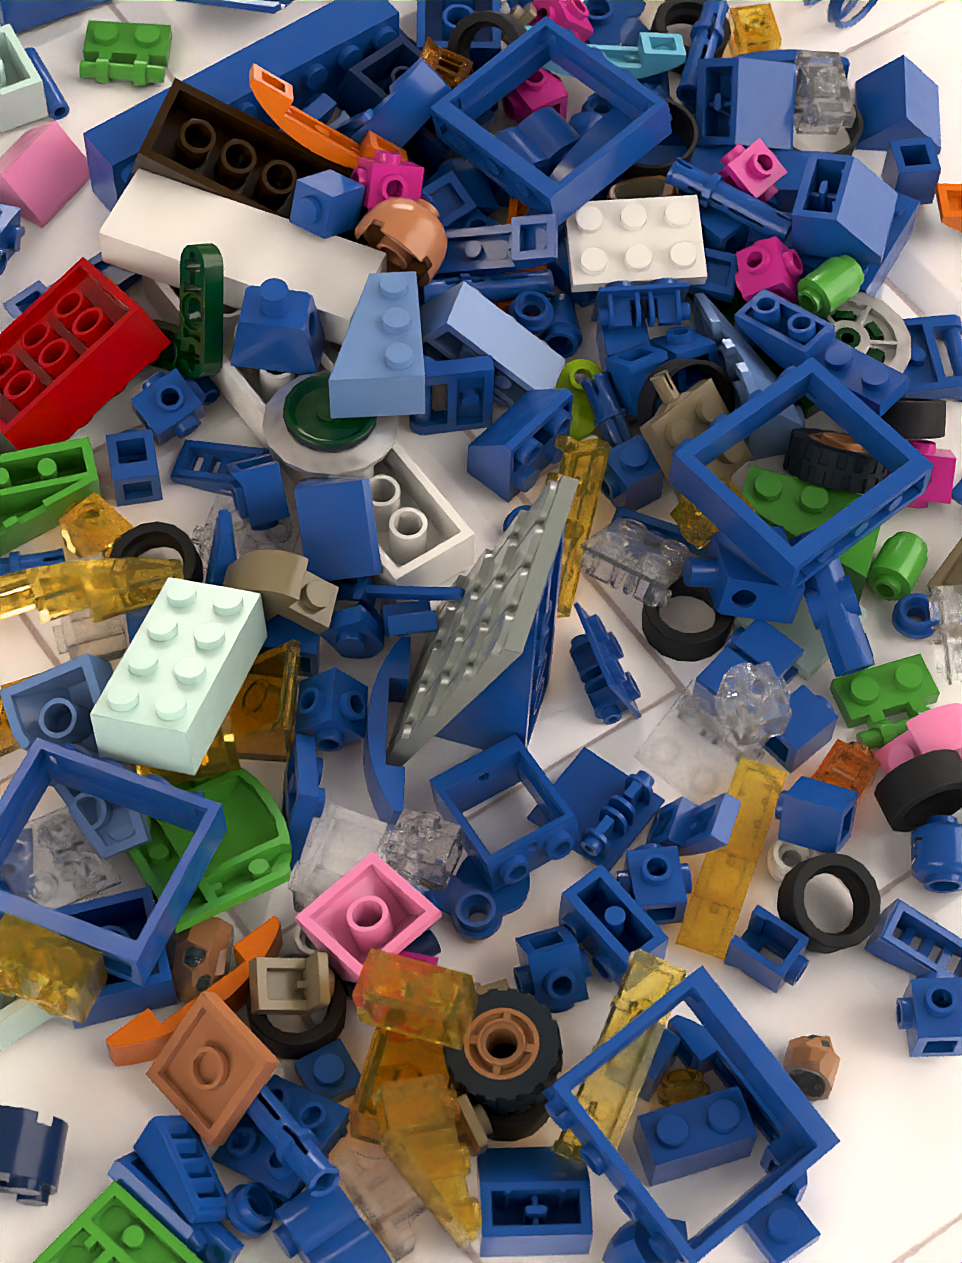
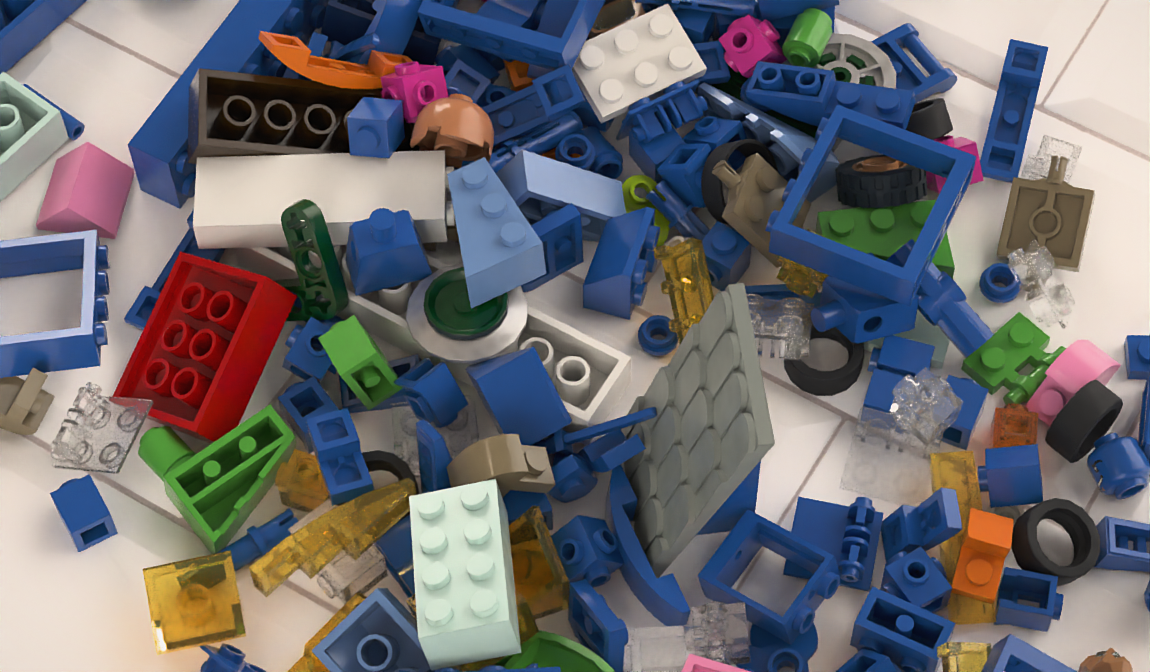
camera: 20 degrees left, 0 degrees up
(126, 52) = (104, 50): bright green plate -> none
(130, 512) = (339, 456): none -> blue slope
(198, 430) = (360, 362): none -> bright green brick
(597, 662) = (799, 438): blue hinge -> none
(738, 882) = (982, 555): none -> orange slope
(898, 566) = (968, 247): bright green brick -> none

